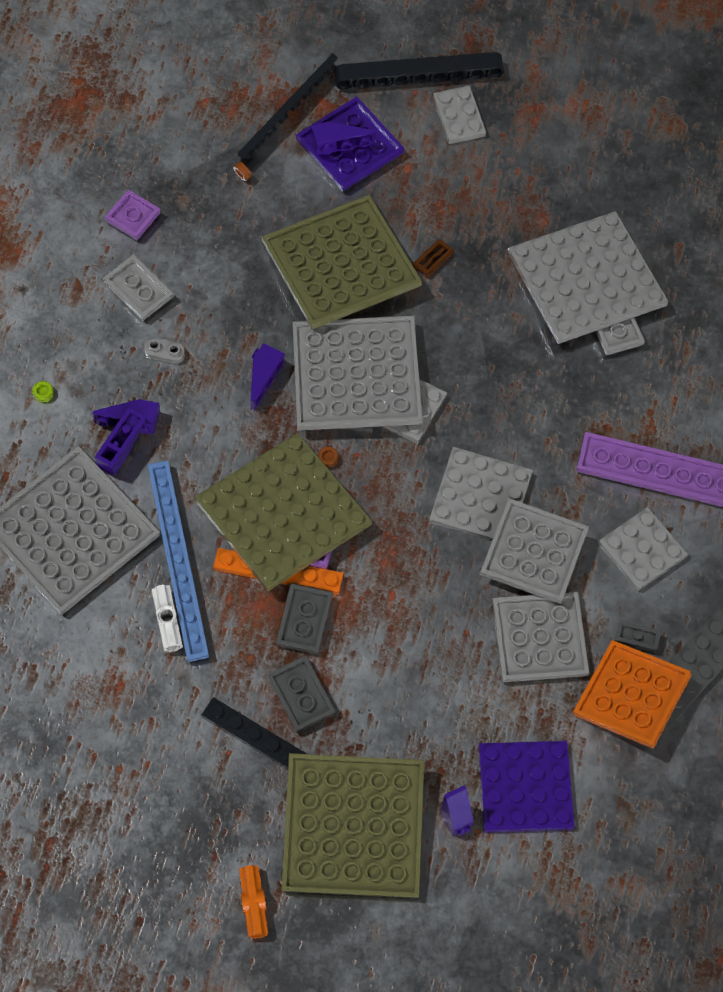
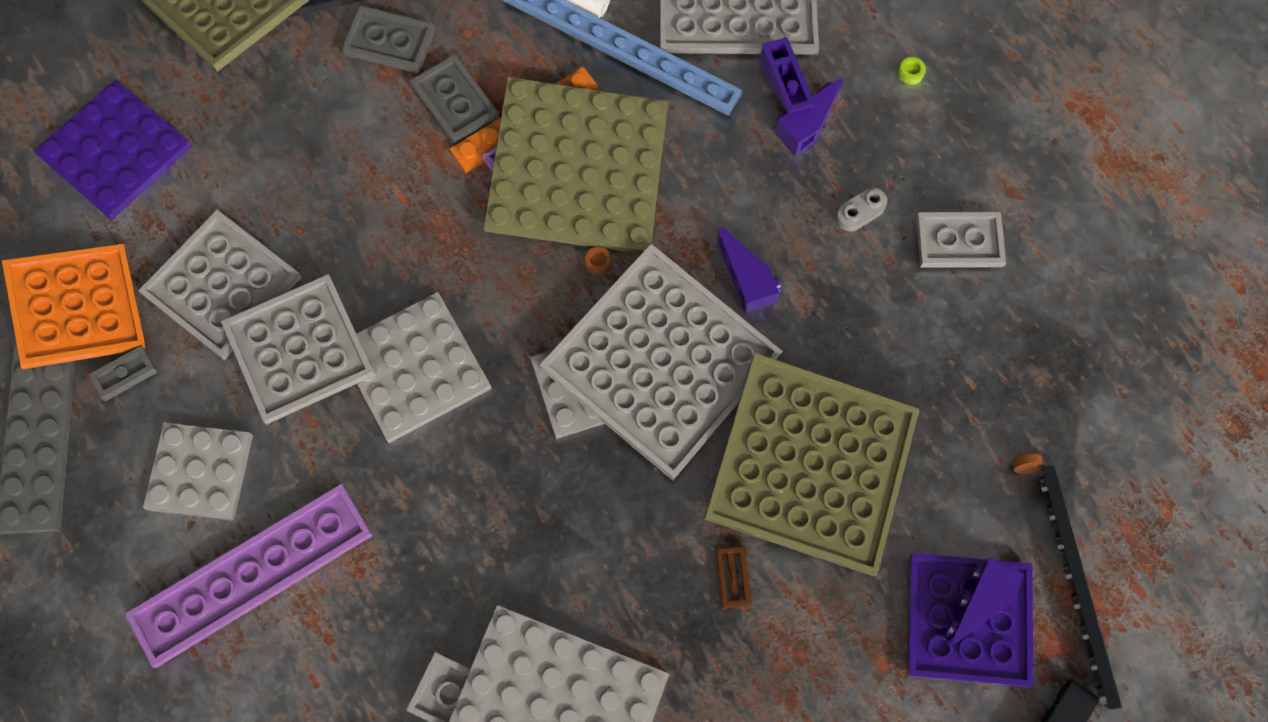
camera: 135 degrees right, 5 degrees up
(132, 214) = (1061, 304): medium lavender plate -> none
(457, 811) = (147, 58): dark purple slope -> none

